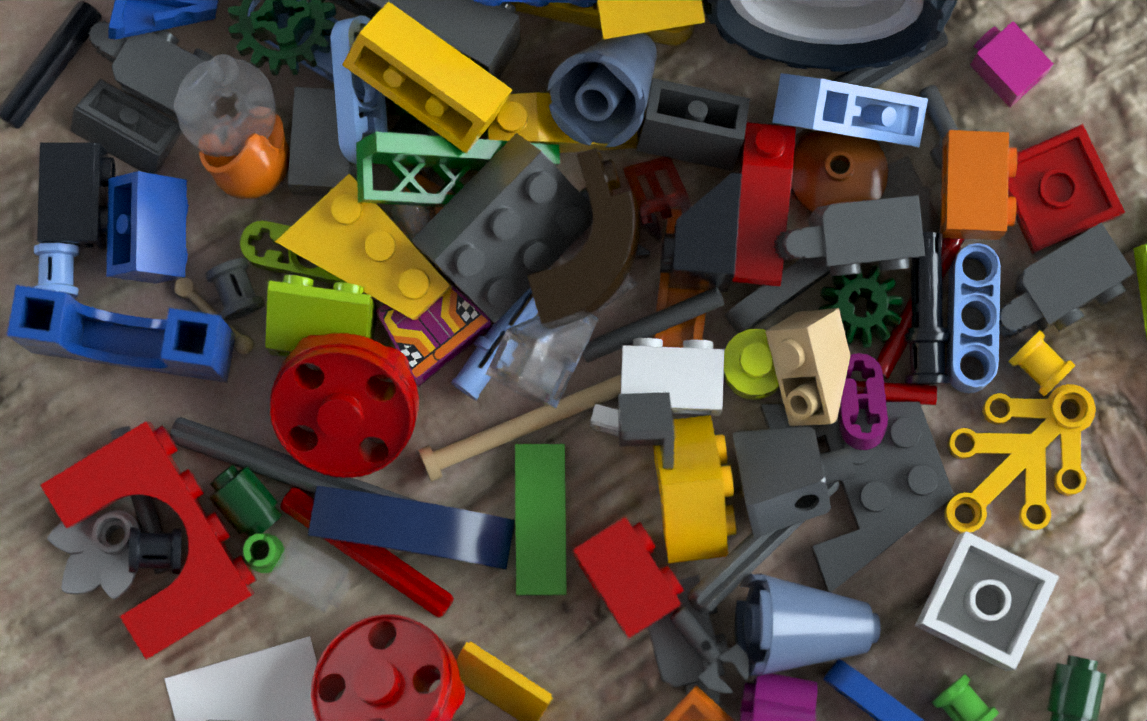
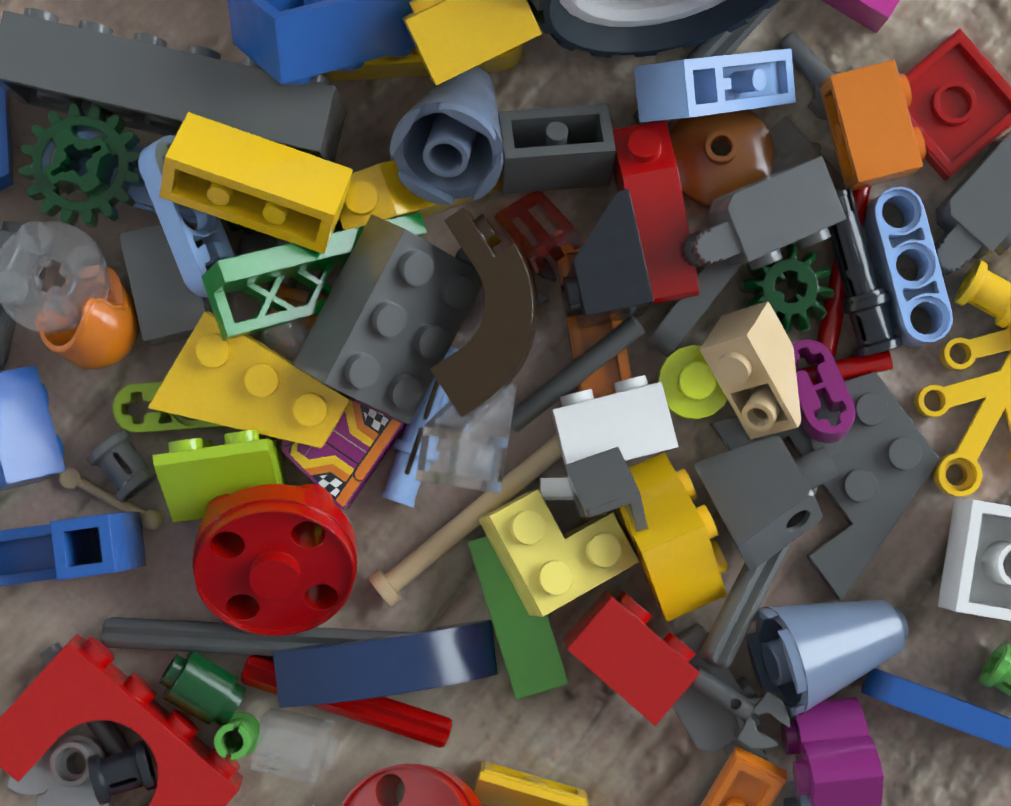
camera: 20 degrees left, 5 degrees up
(577, 480) = (551, 566): none -> light yellow brick

